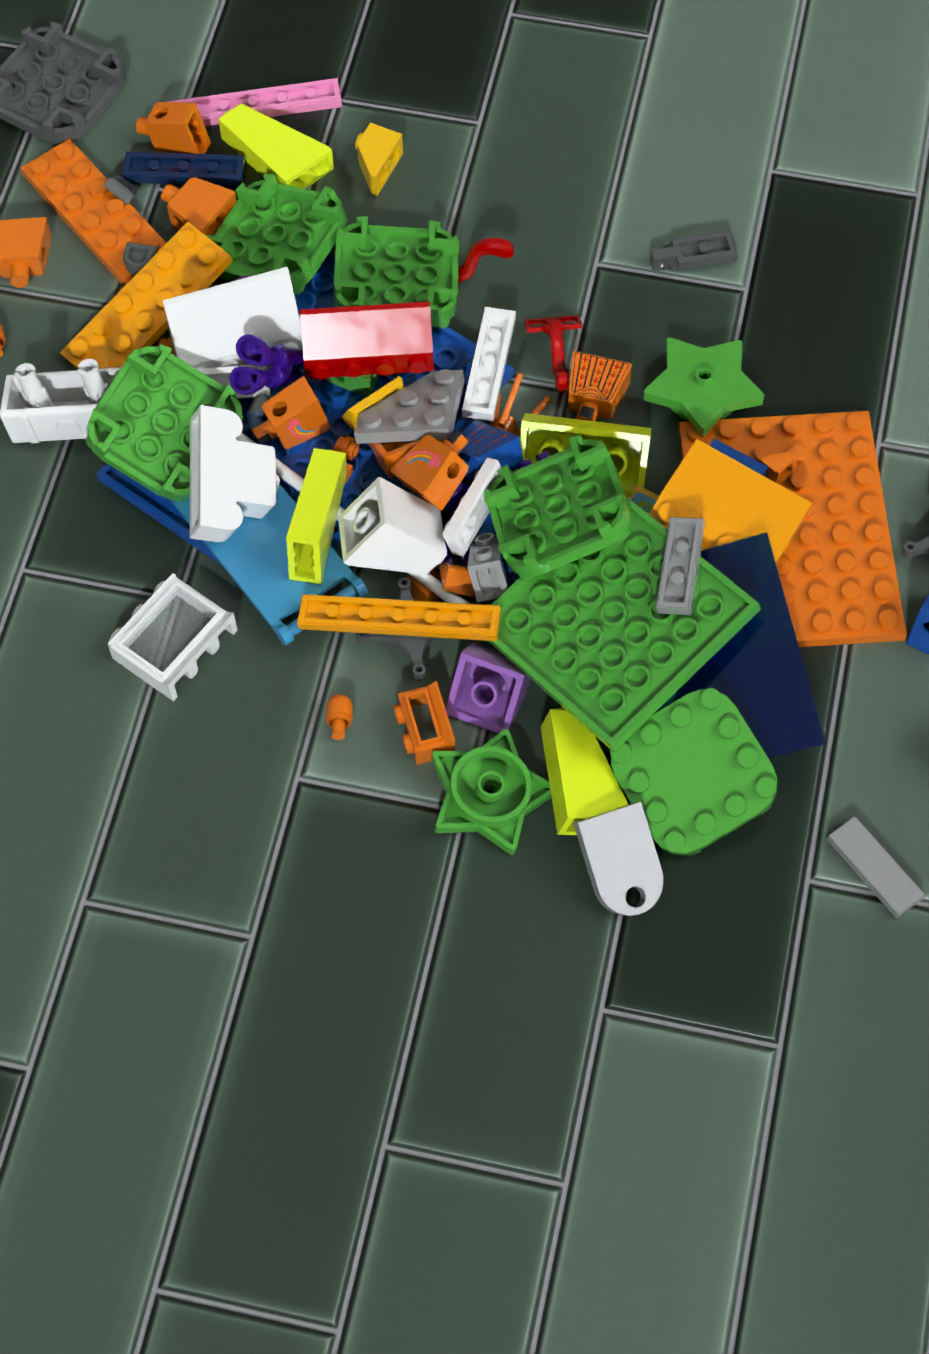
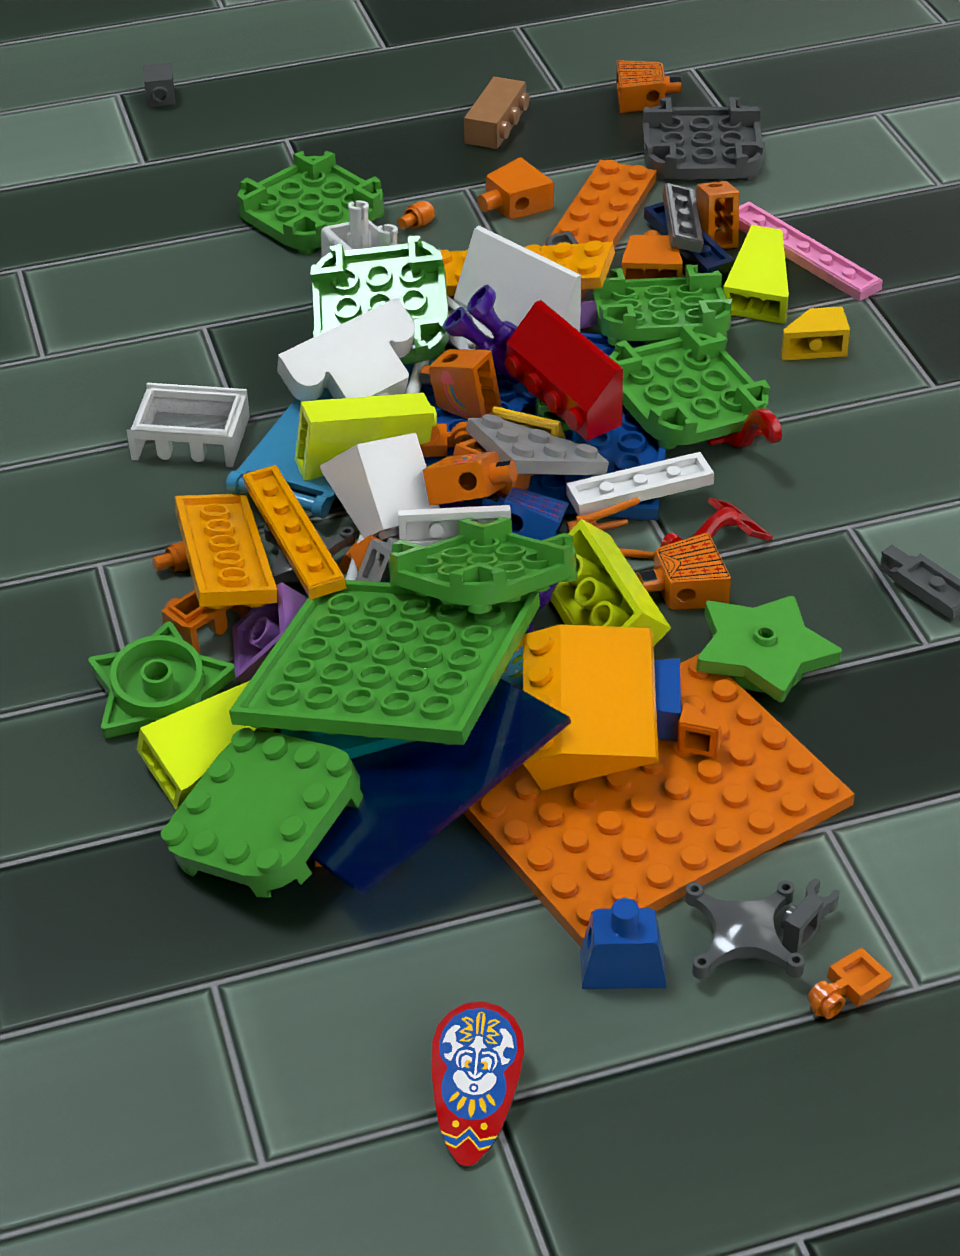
camera: 60 degrees right, 20 degrees down
(121, 188) = (629, 212): dark grey tile -> none
(169, 157) = (682, 218): none -> dark grey tile
(379, 676) = (224, 551): none -> light orange plate
(621, 856) = (131, 799): tile -> none
(680, 566) = (468, 661): light grey tile -> none
(875, 867) = (261, 1032): light grey tile -> none

